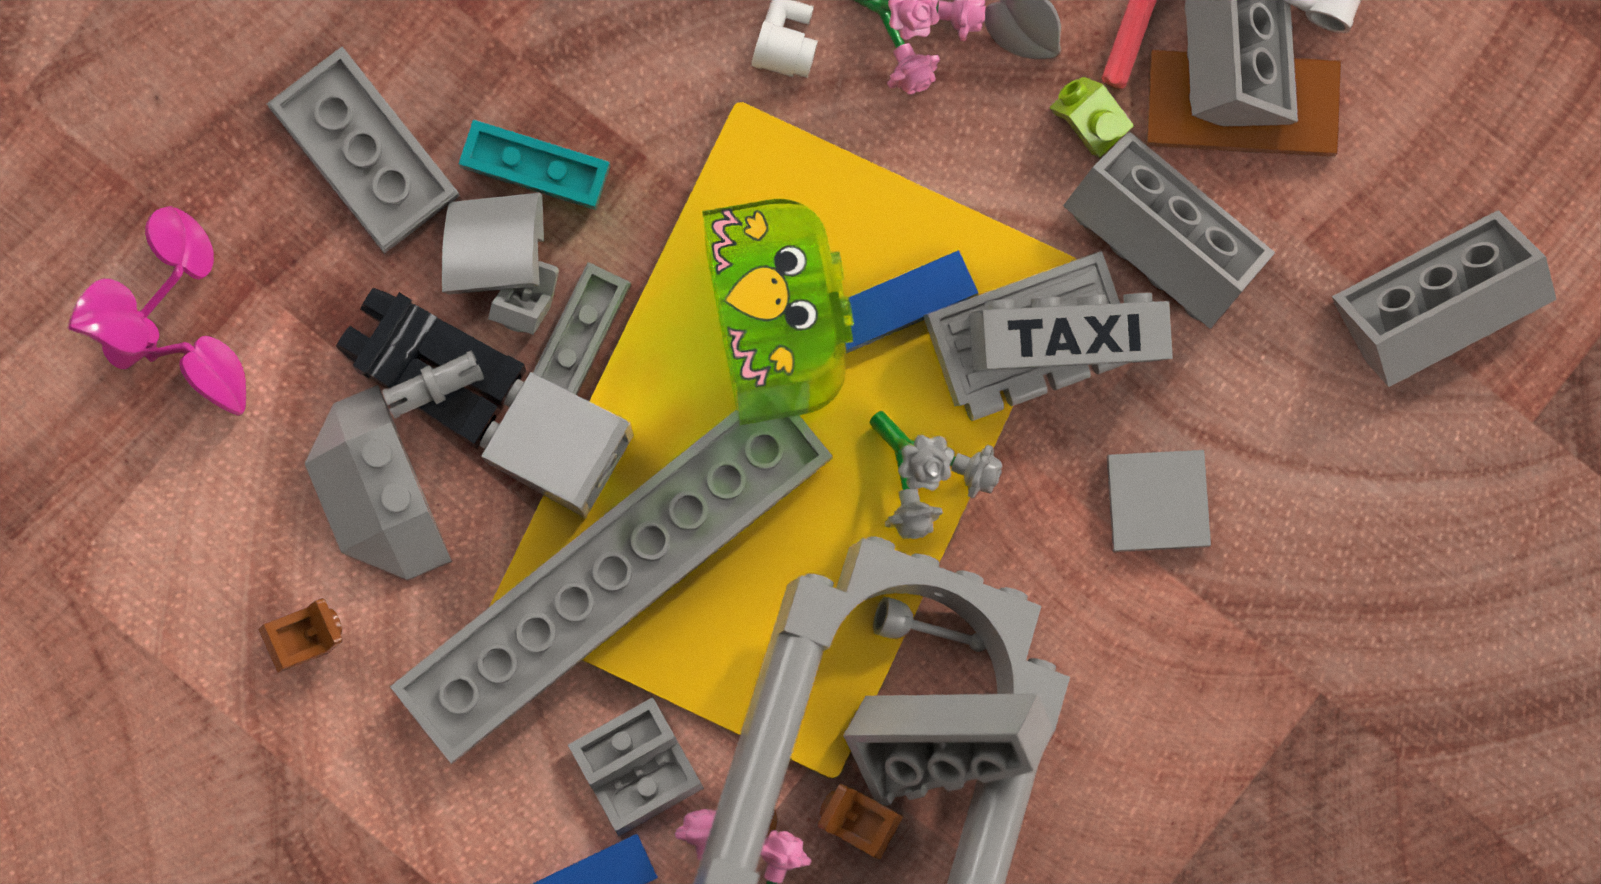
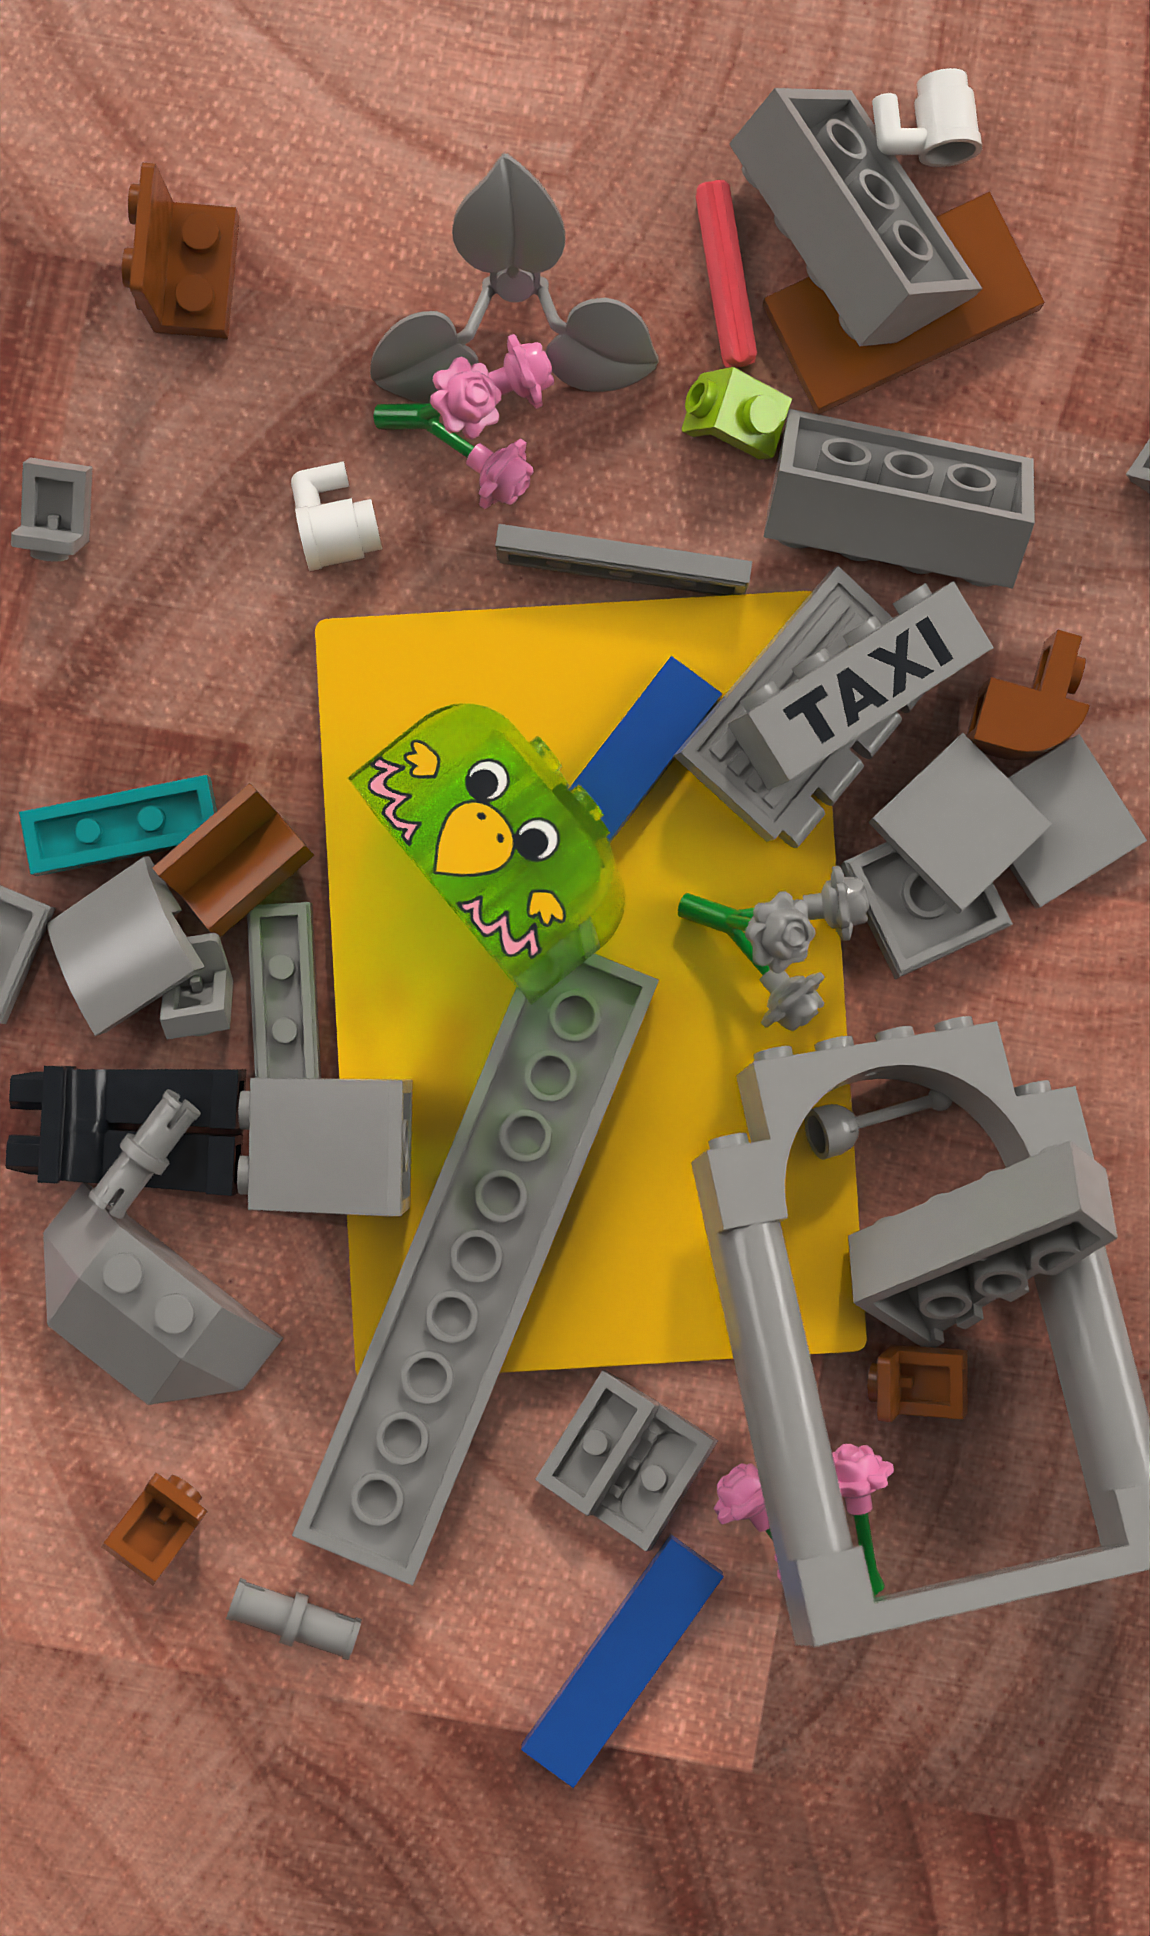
camera: 25 degrees left, 5 degrees up
(357, 748) = (294, 1619): none -> light grey pin
(596, 227) = (234, 860): none -> dark orange panel
(961, 171) = (622, 561): none -> light grey tile
(1043, 500) = (912, 919): none -> light grey plate
(1089, 463) = (960, 823): none -> light grey tile
(1172, 423) = (1026, 721): none -> dark orange brick

